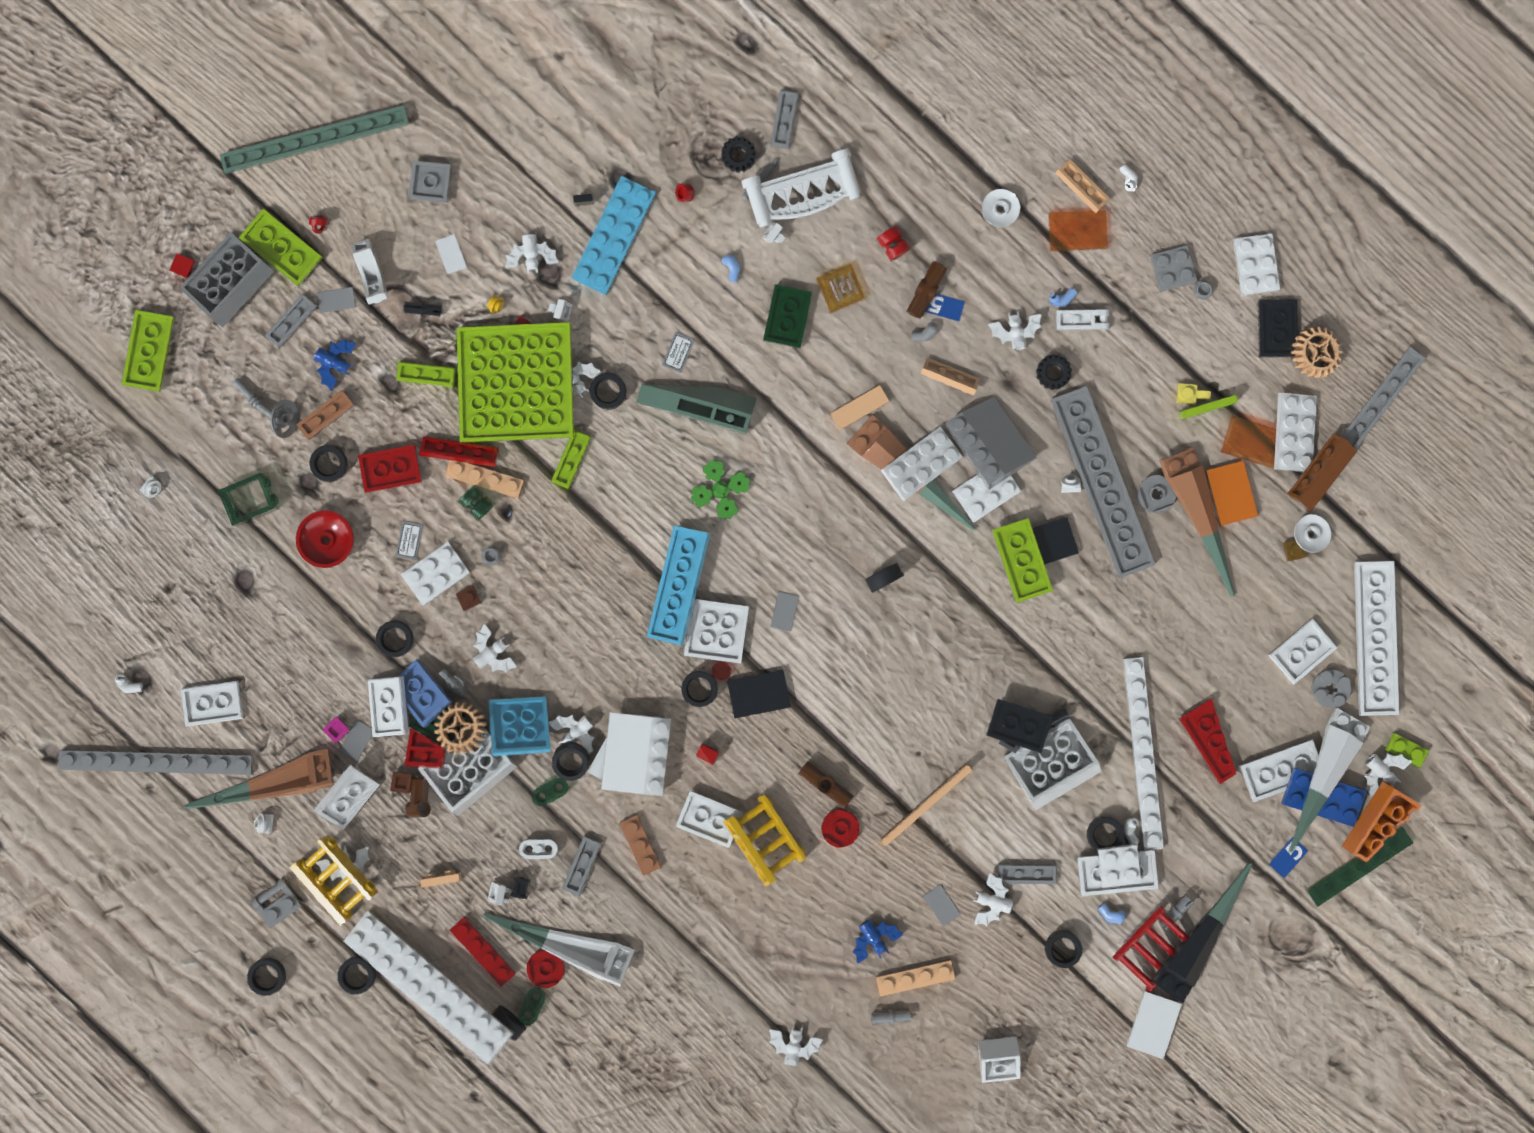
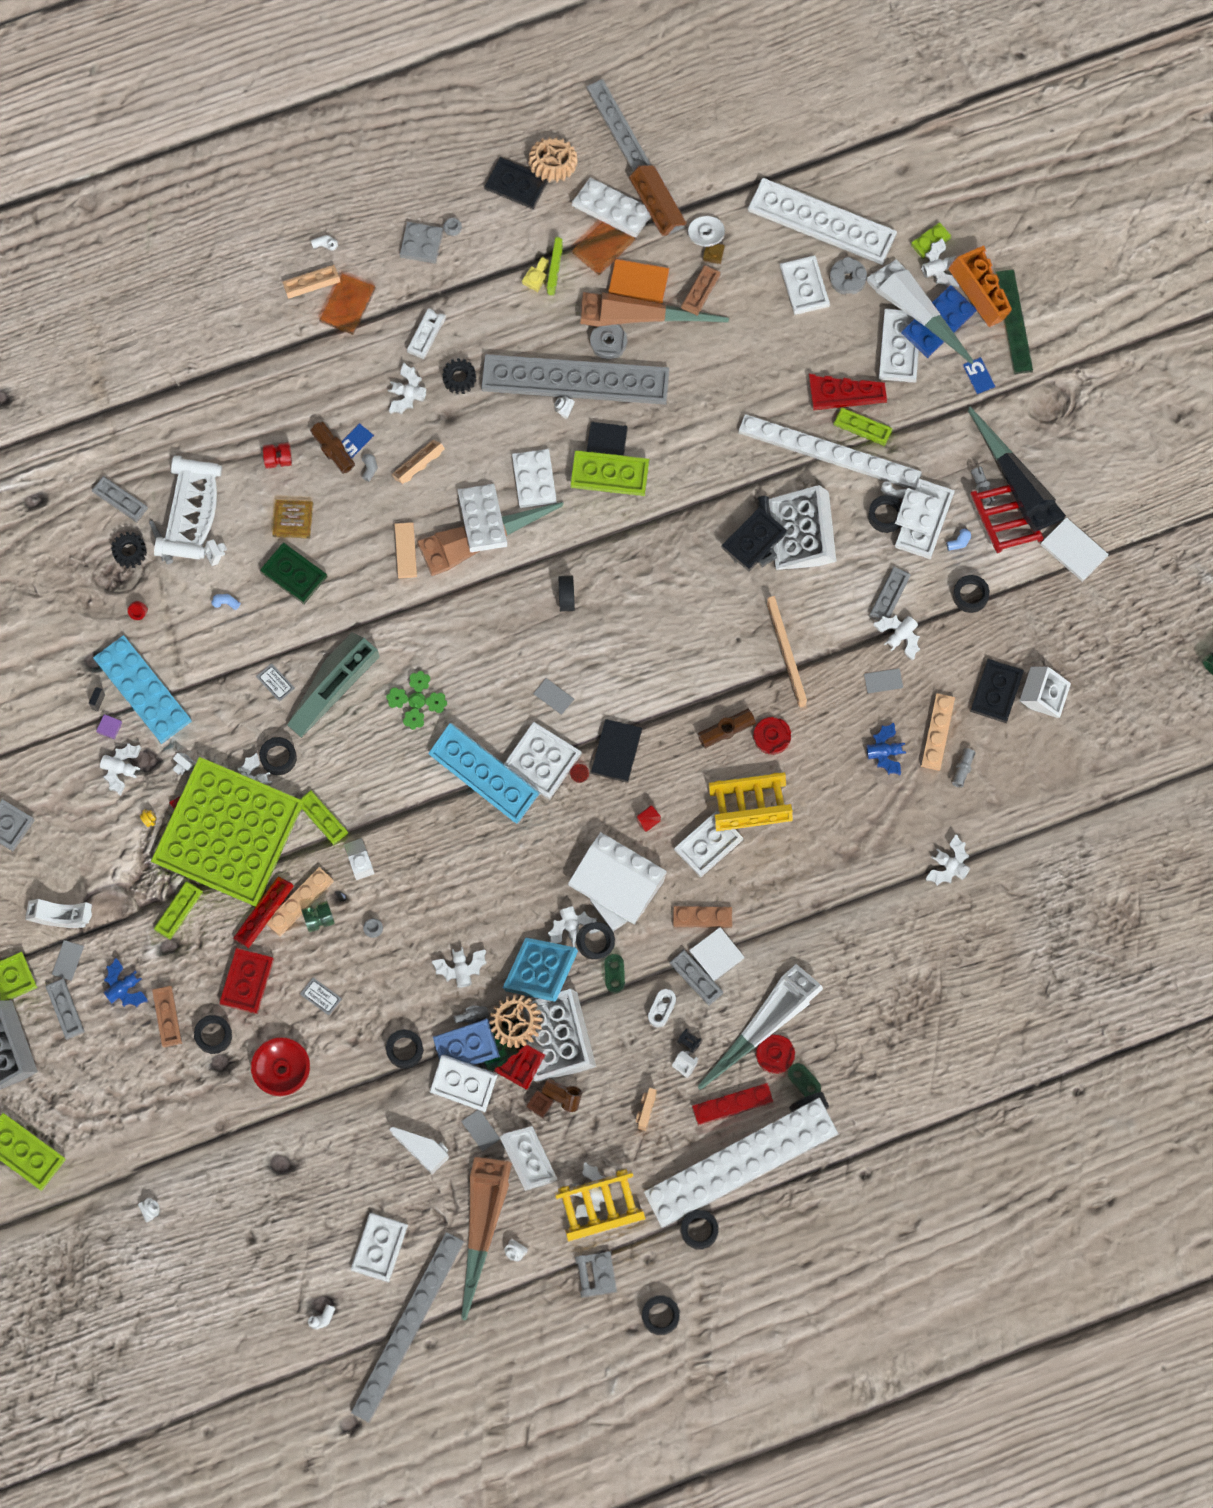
camera: 60 degrees left, 15 degrees down
(231, 509) = (208, 1142): clear green window -> none
(278, 418) = (148, 1055): light grey dish -> none
(312, 703) = (423, 1149): none -> white slope
(336, 729) = (461, 1141): dark pink plate -> none
(422, 308) = (117, 885): black axle -> none
(435, 573) = (363, 985): white plate -> none
(451, 254) = (81, 839): white sticker -> none
(468, 598) = (400, 966): copper plate -> none
(547, 511) = (359, 859): none -> white slope
(564, 224) = (109, 727): none -> medium lavender tile
(611, 874) = (716, 954): none -> white tile
(685, 693) = (589, 813): black tyre -> none
(980, 1014) = (997, 691): none -> black tile
(990, 442) = (492, 454): light grey slope -> none
(1004, 199) = (291, 348): white dish -> none
(1062, 300) = (401, 341): light blue arm -> none
(1184, 772) = (863, 426): none -> lime tile
(1249, 556) = (701, 290): none -> nougat tile
(1256, 264) = (453, 176): white plate -> none

